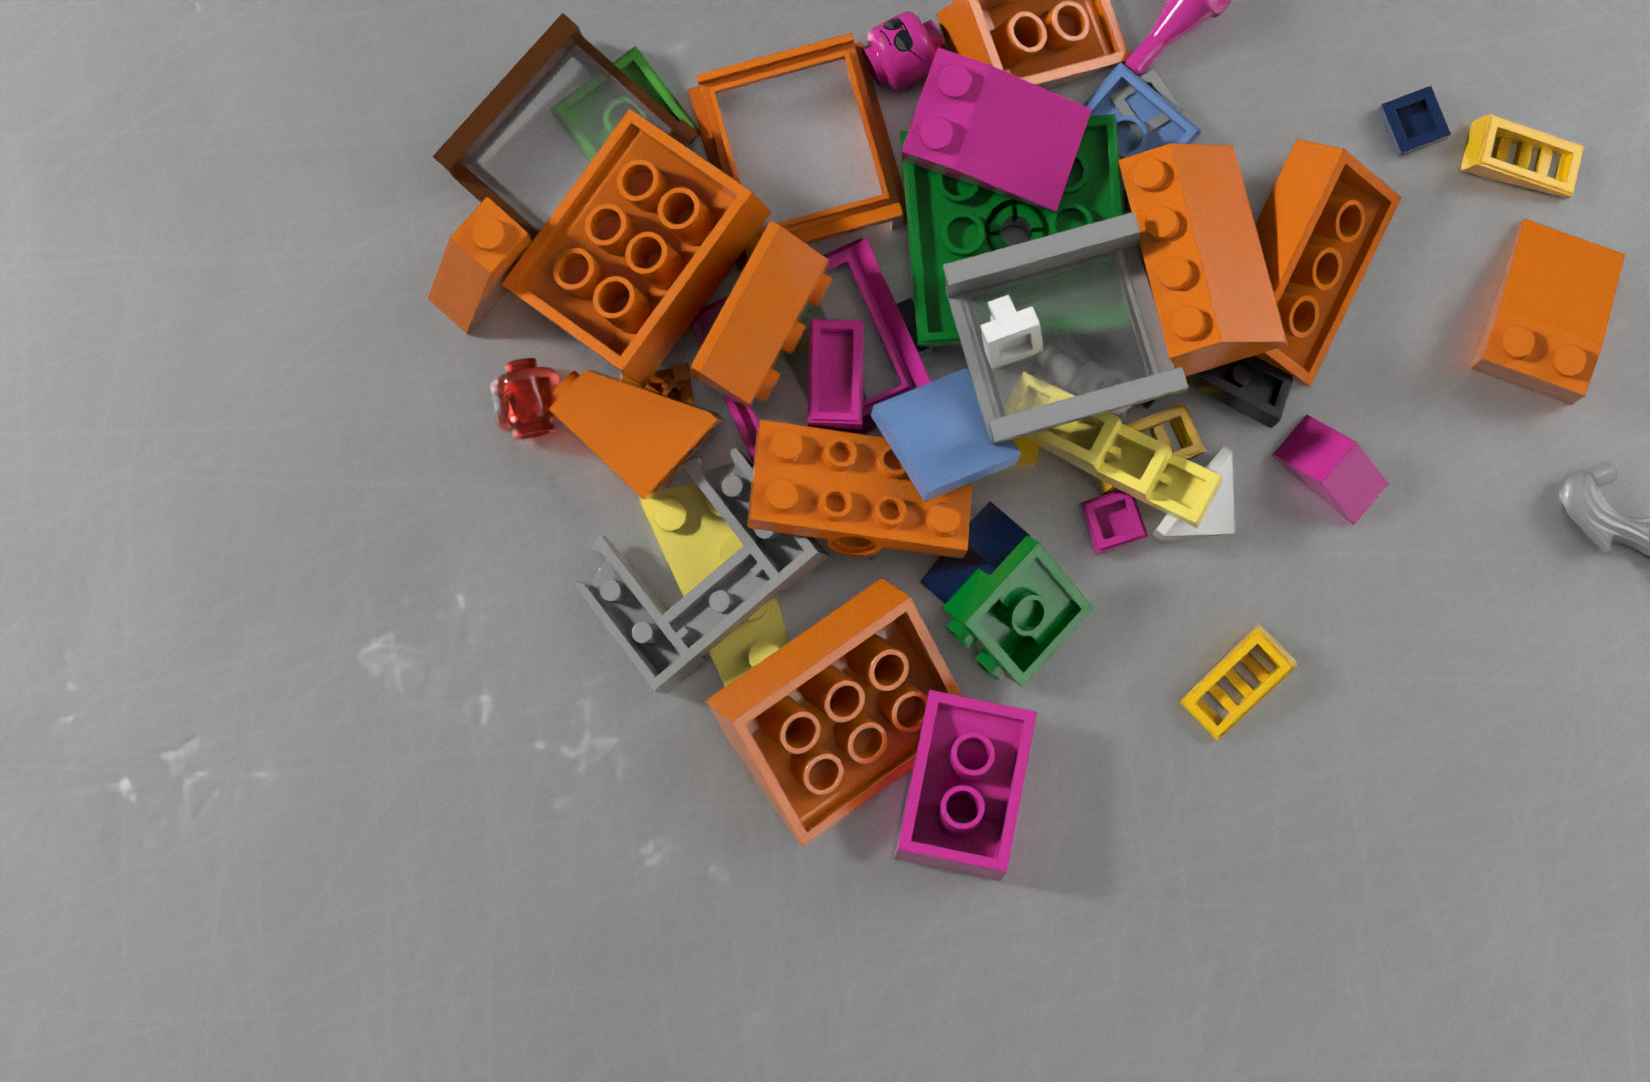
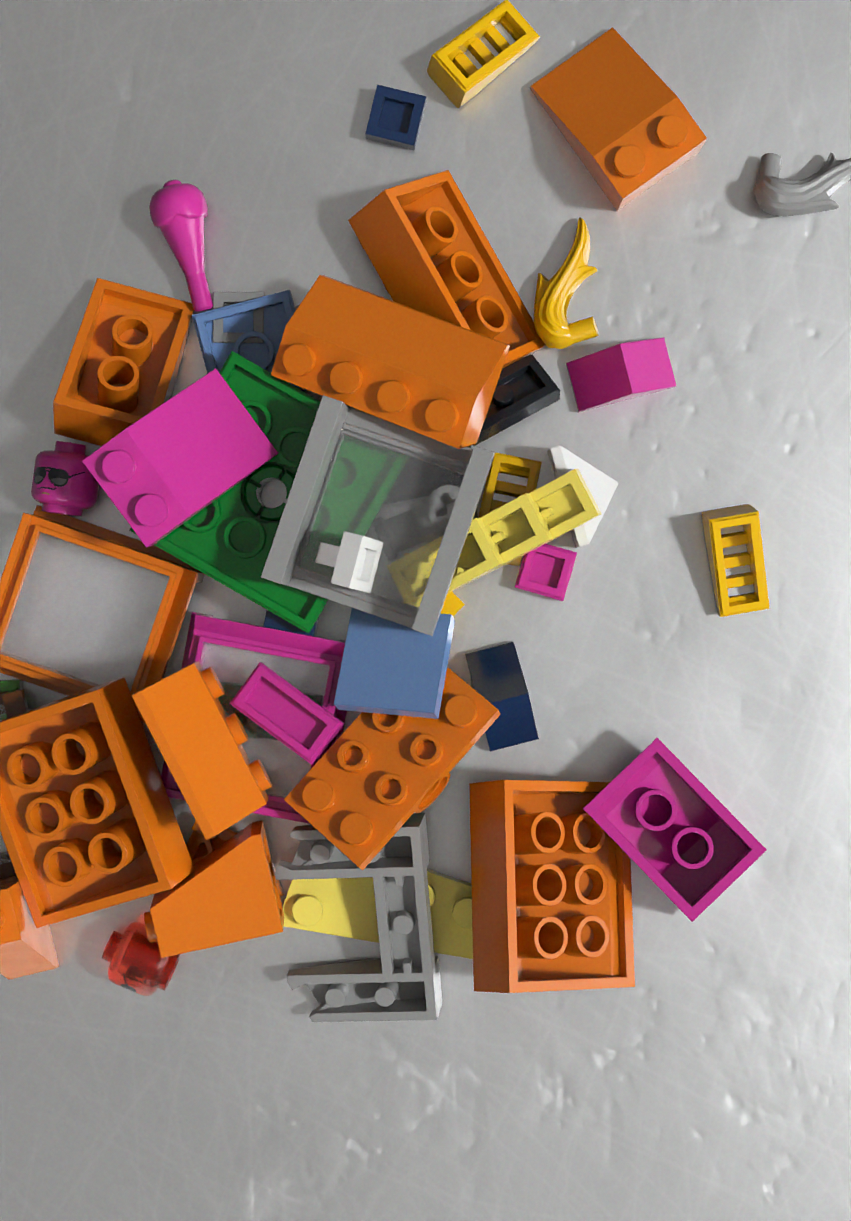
camera: 60 degrees left, 5 degrees up
(1016, 612) = (569, 699): green plate -> none
(1360, 363) = (555, 294): none -> yellow piece

